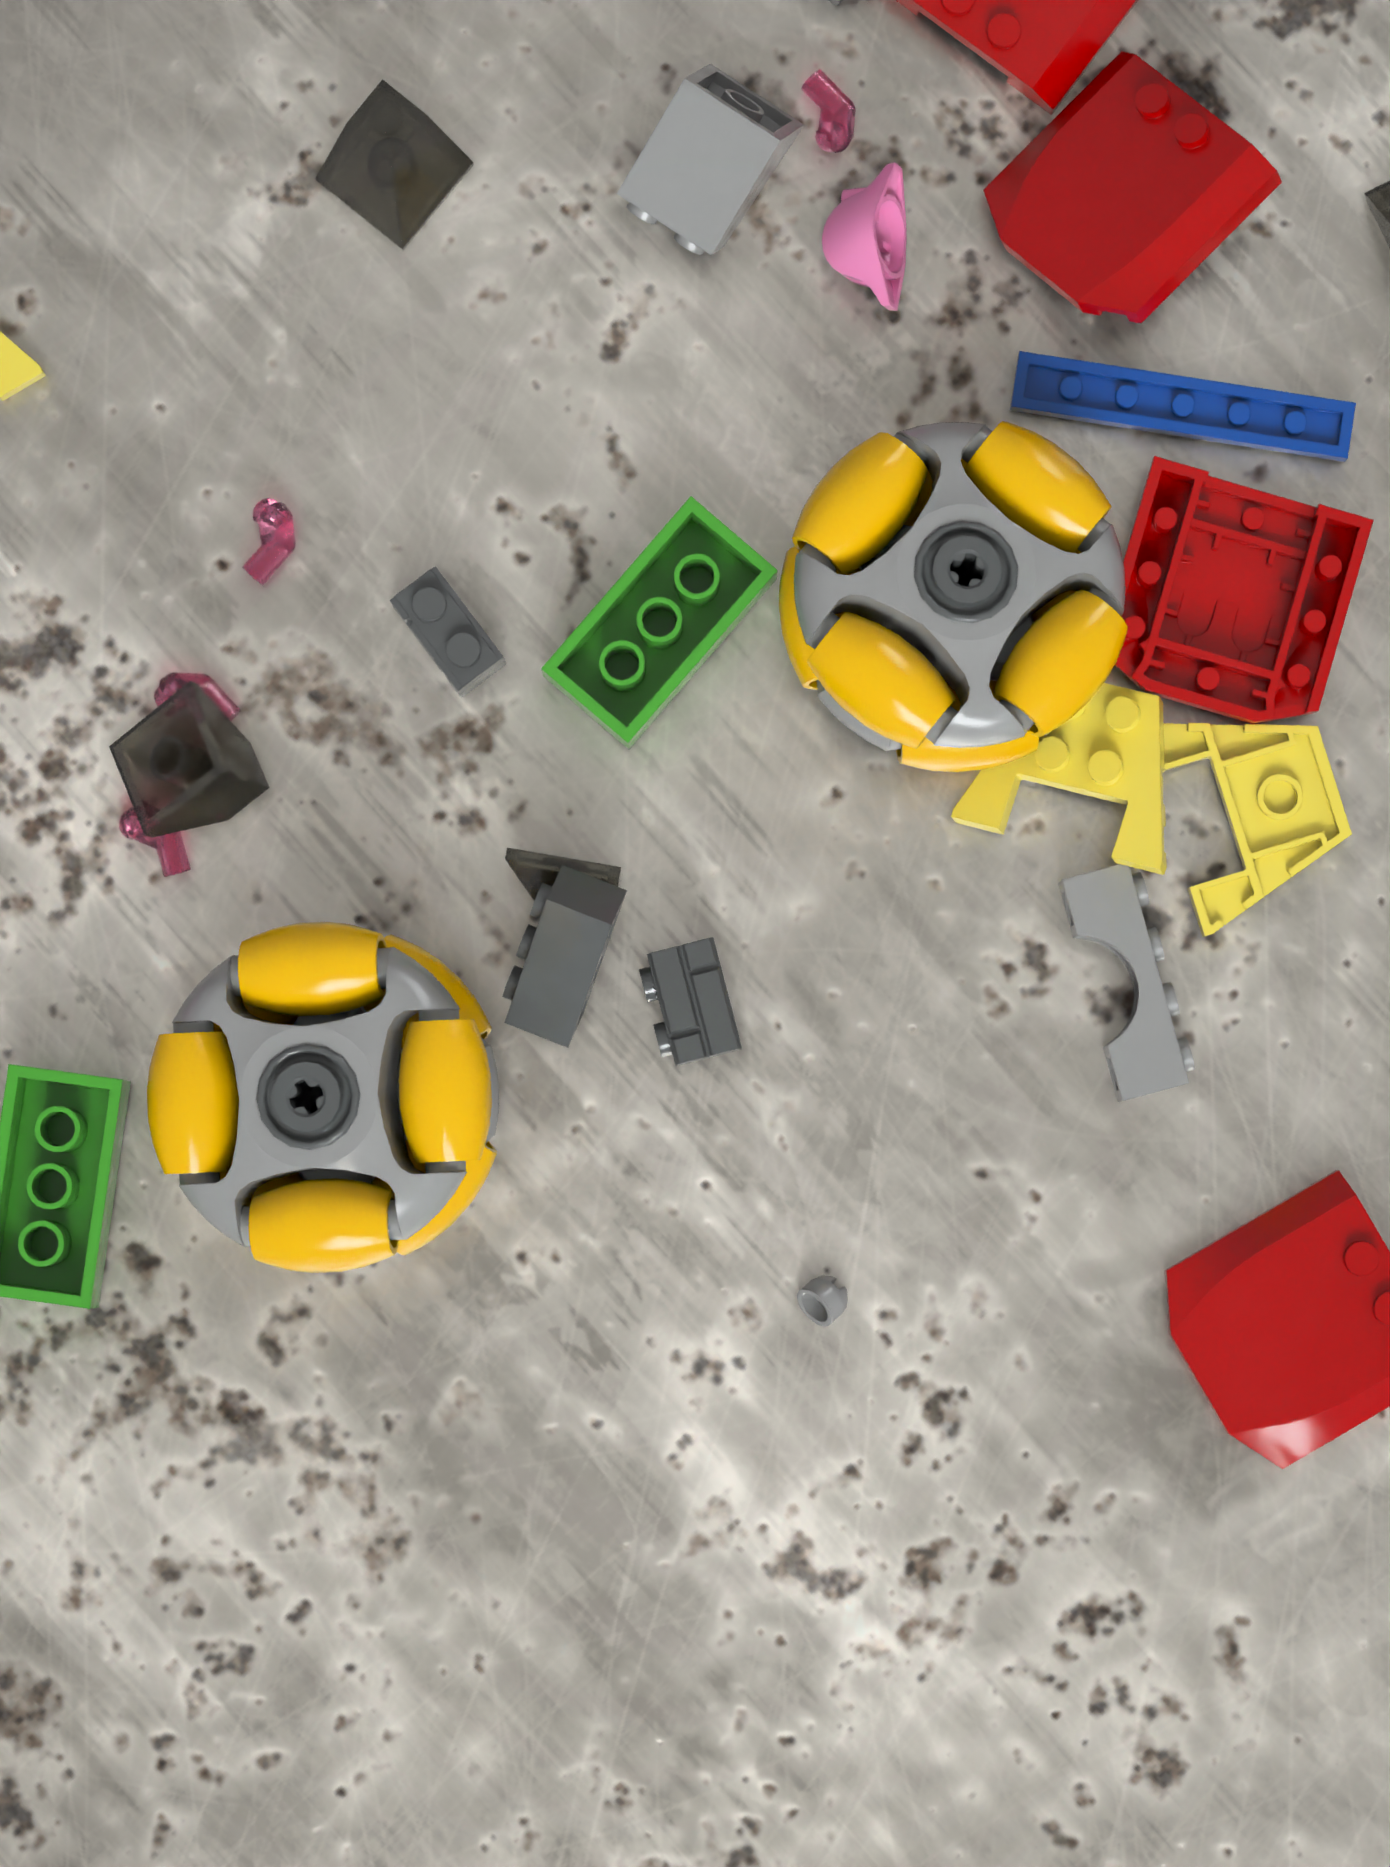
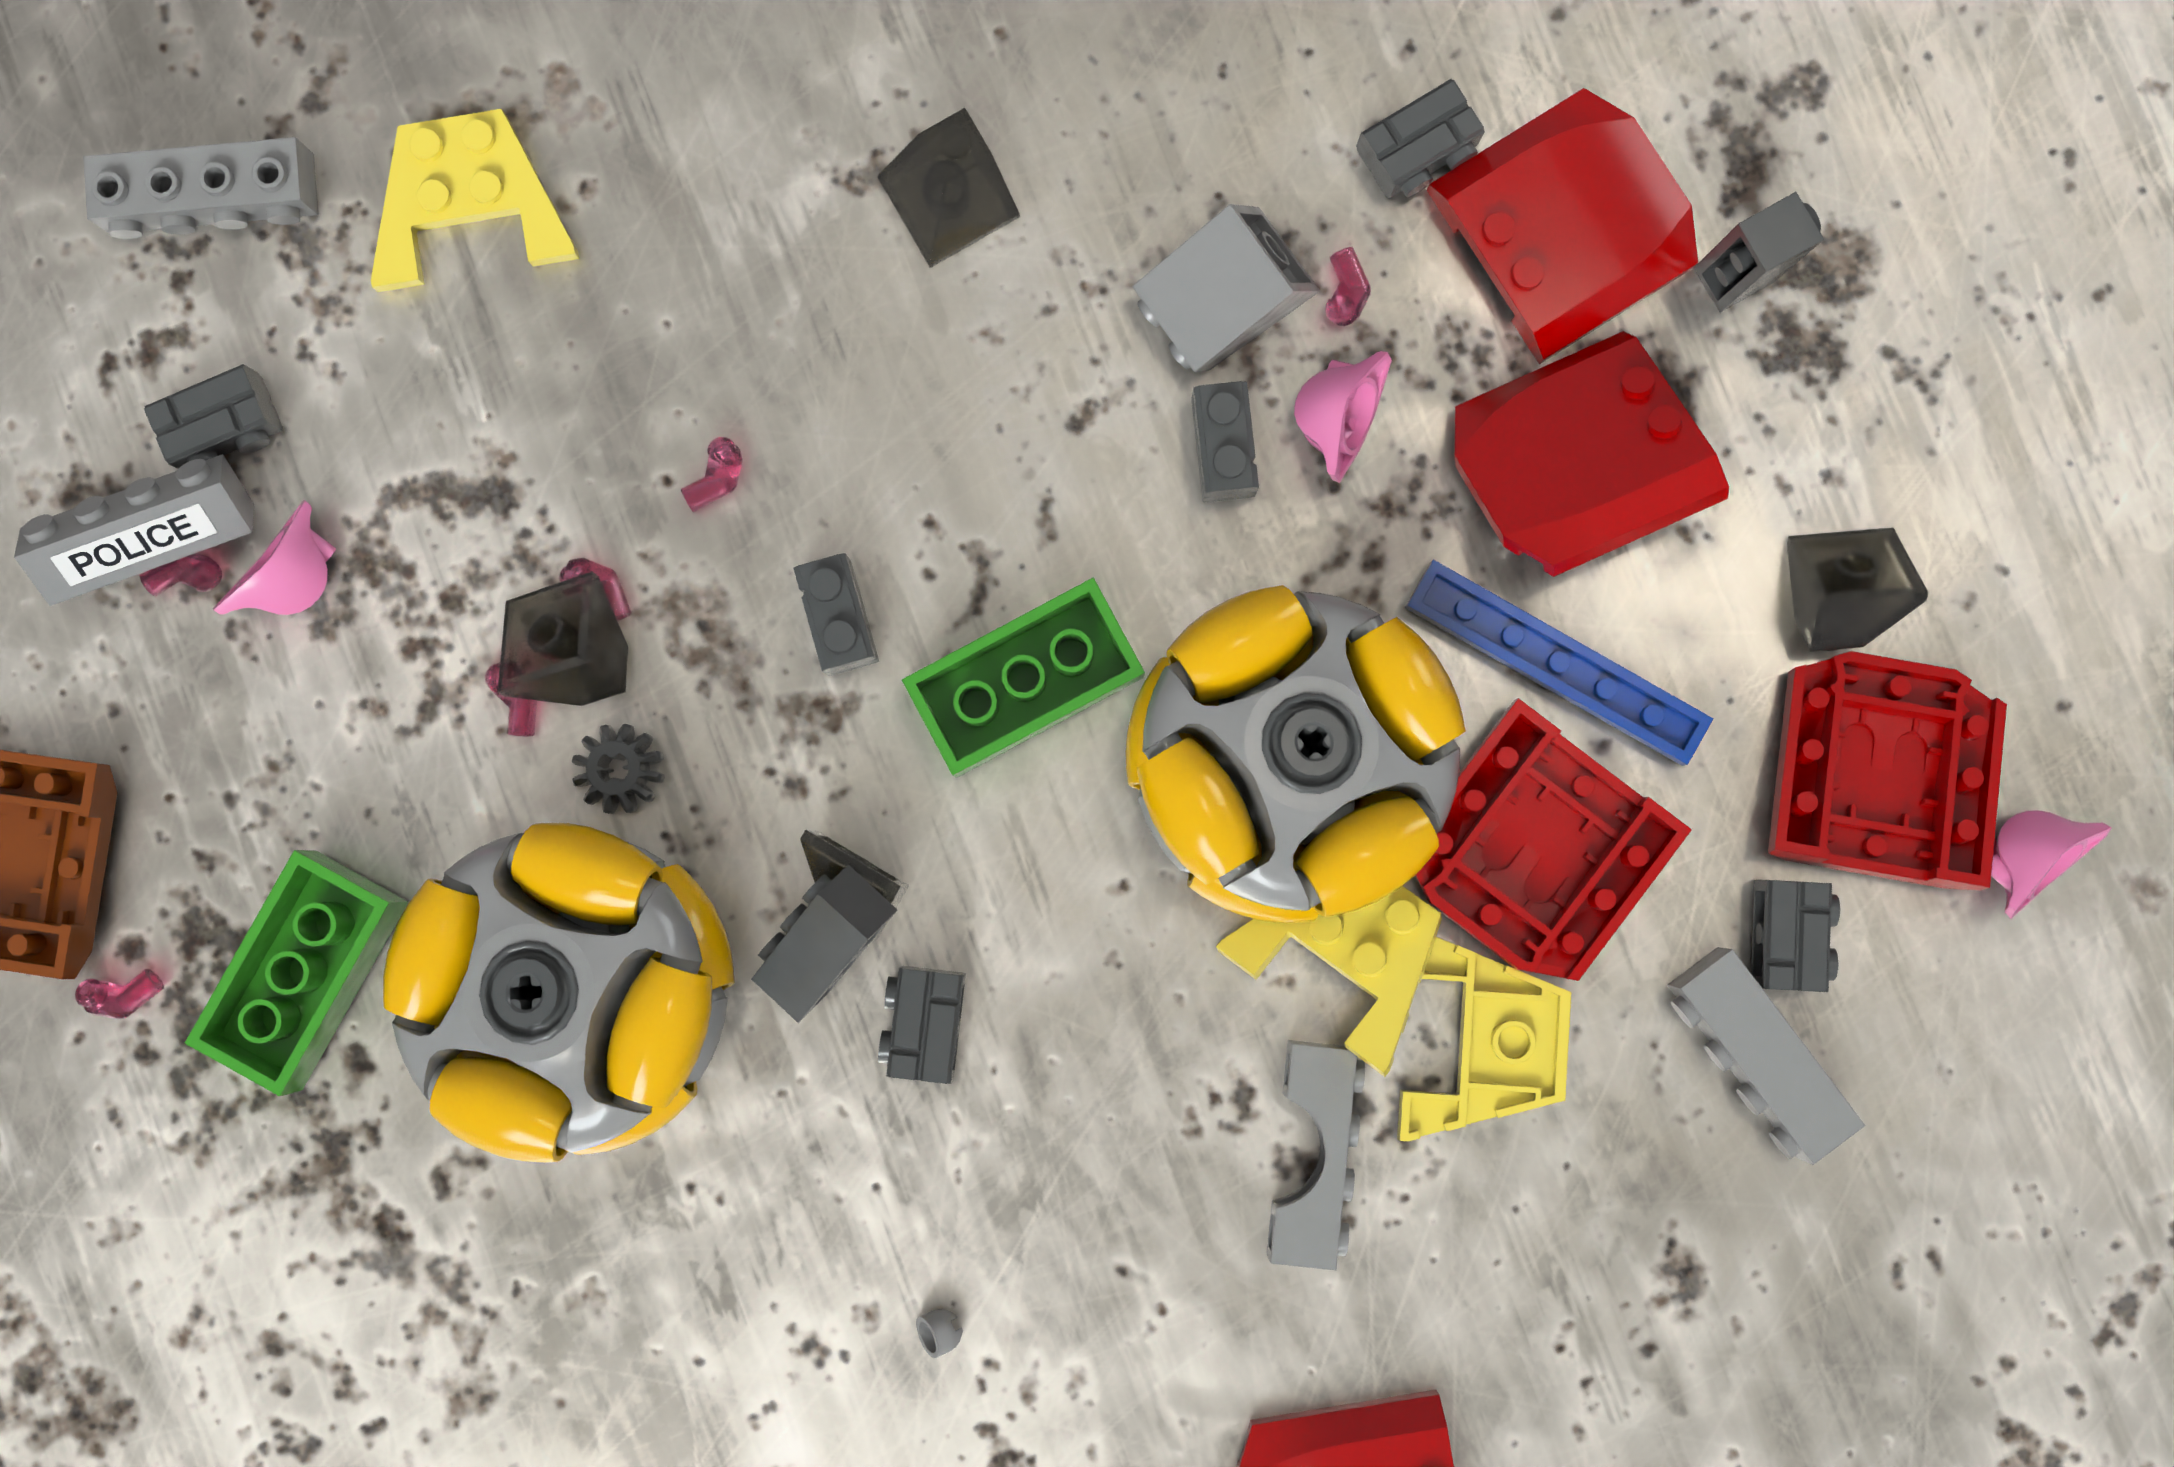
camera: 20 degrees right, 0 degrees up
(284, 849) = (597, 769): none -> dark grey gear
(767, 313) = (1224, 441): none -> dark grey brick

